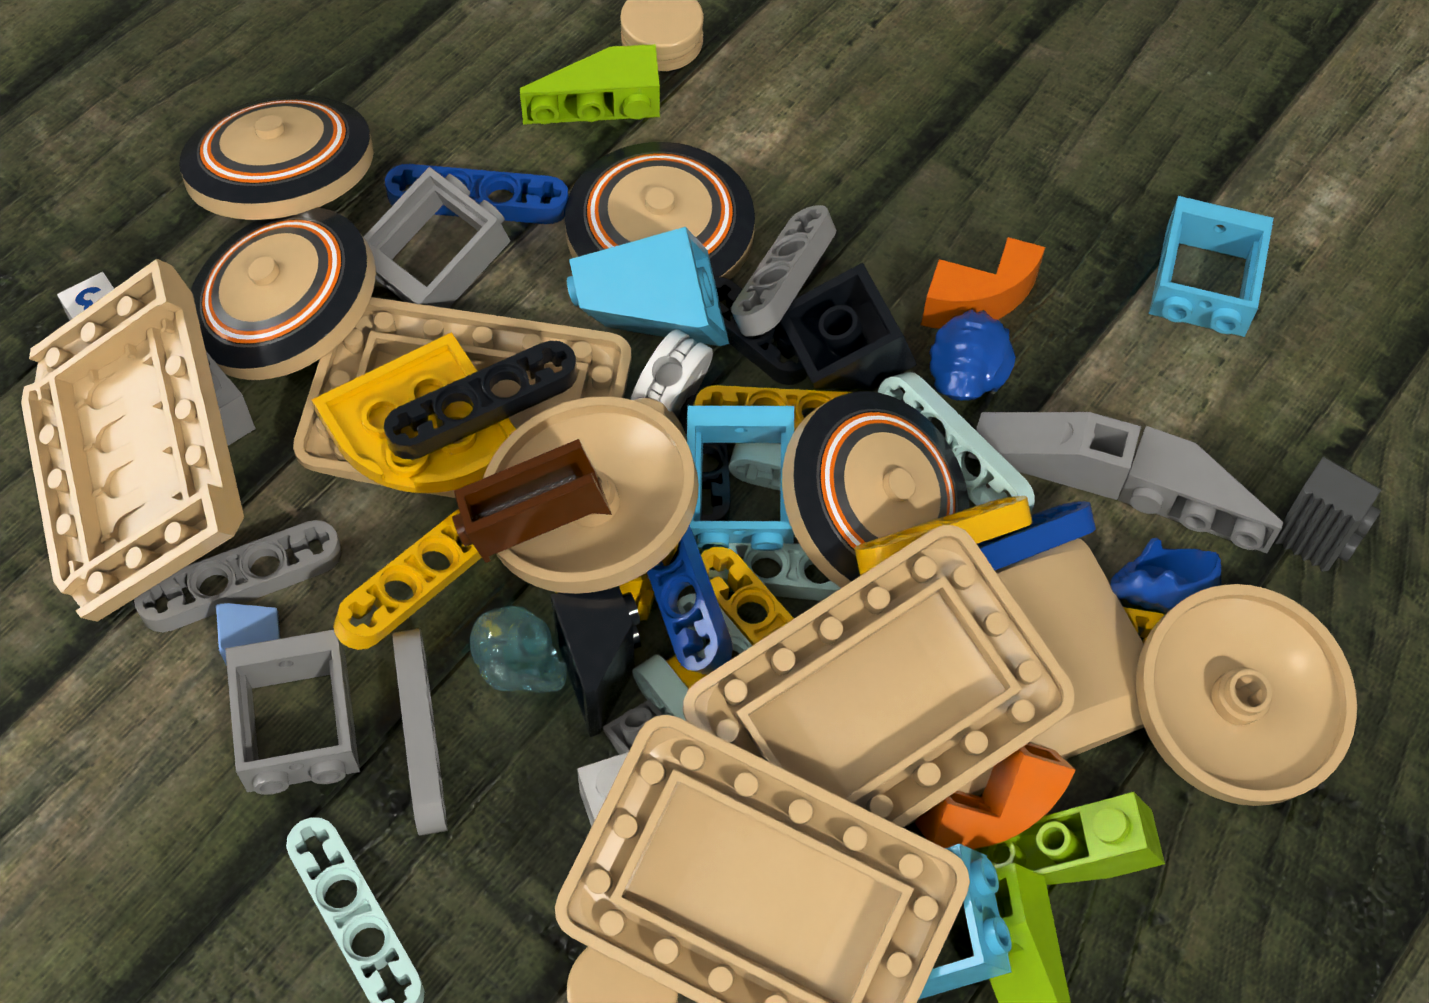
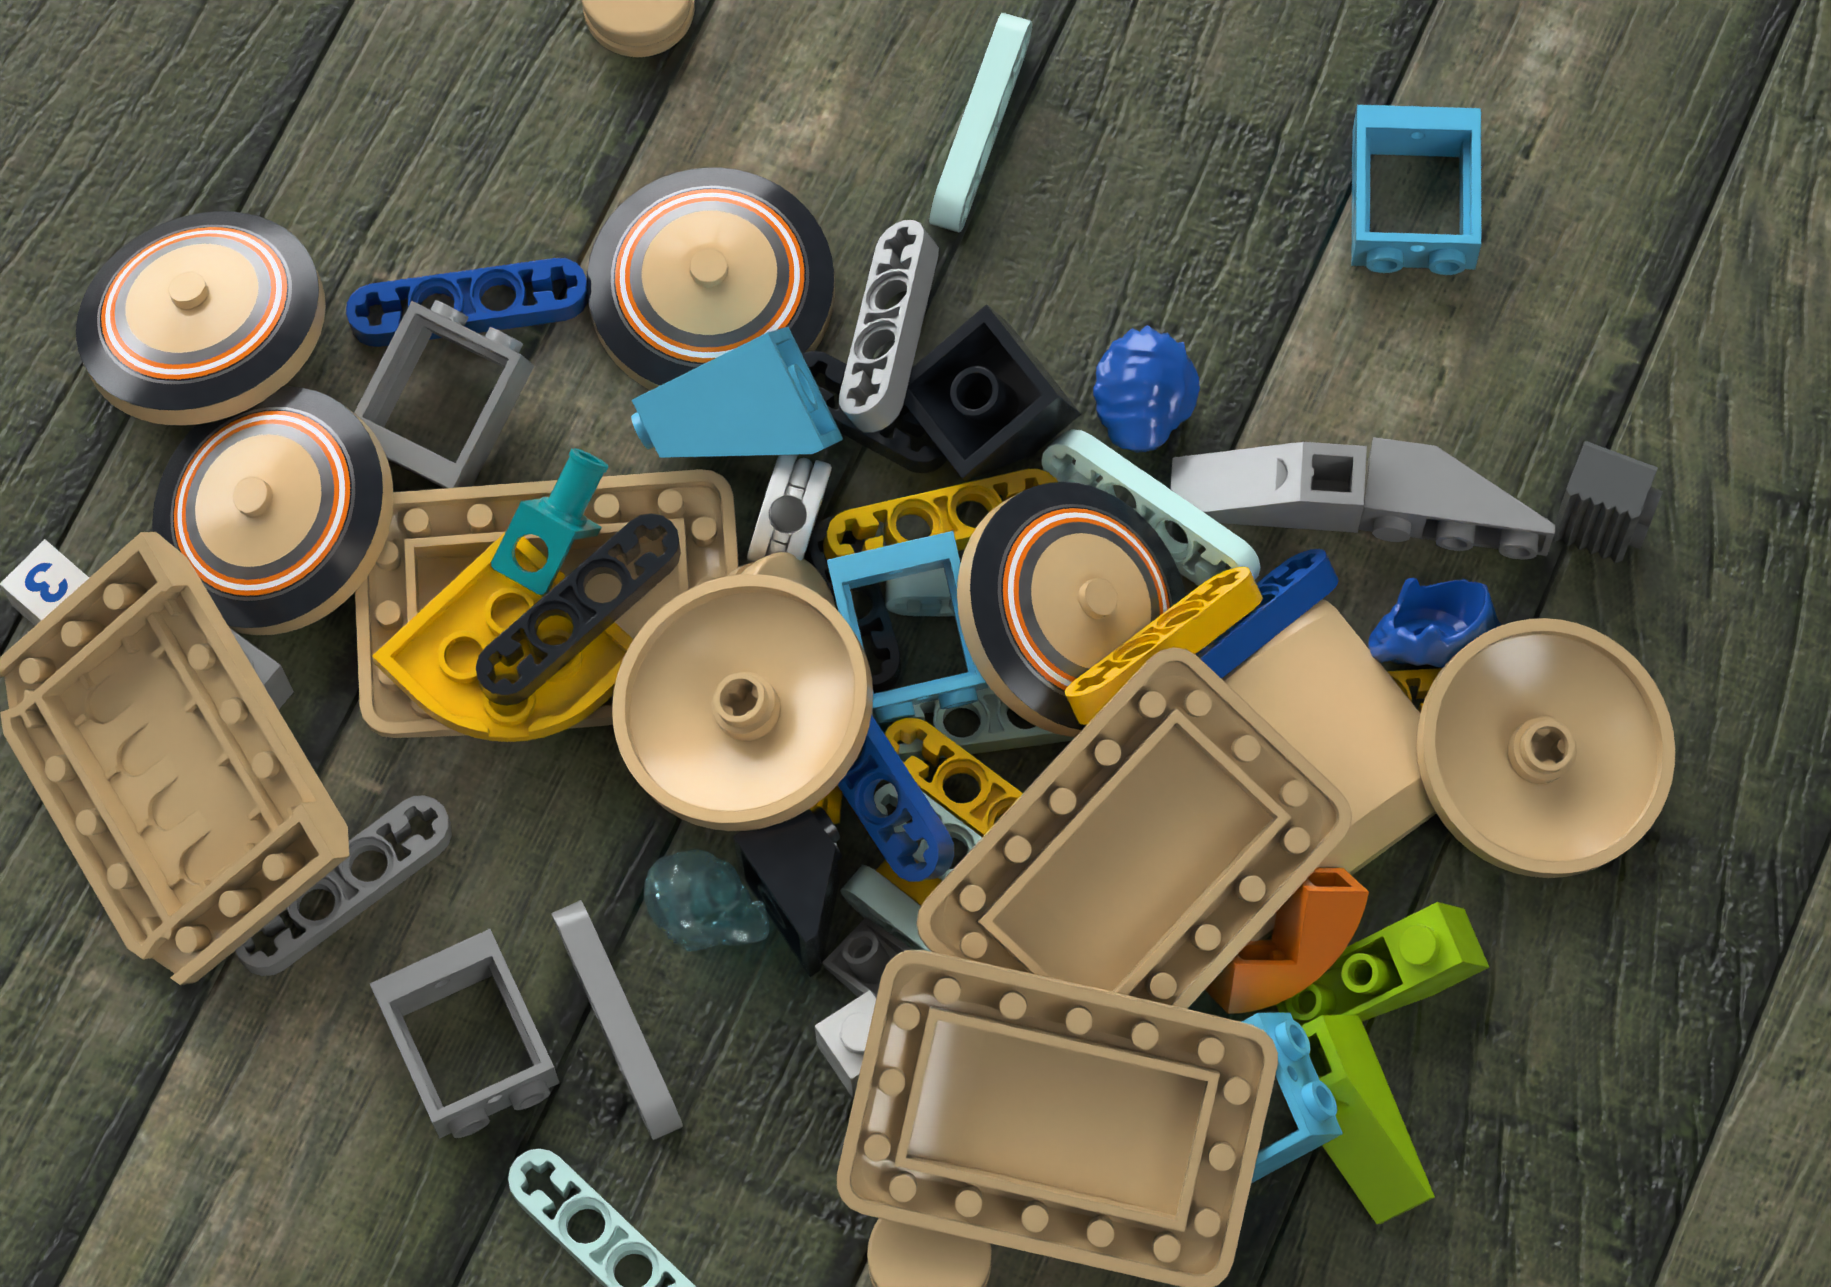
camera: 10 degrees left, 10 degrees up
(245, 625) = (377, 949): light blue slope -> none
(408, 569) = (555, 835): yellow beam -> none
(481, 332) = (555, 520): none -> teal bracket
(529, 500) = (683, 736): reddish brown window -> none
(603, 86) = (592, 104): lime slope -> none
(888, 157) = (980, 122): none -> light aqua beam
(963, 288) = (1117, 301): orange brick -> none

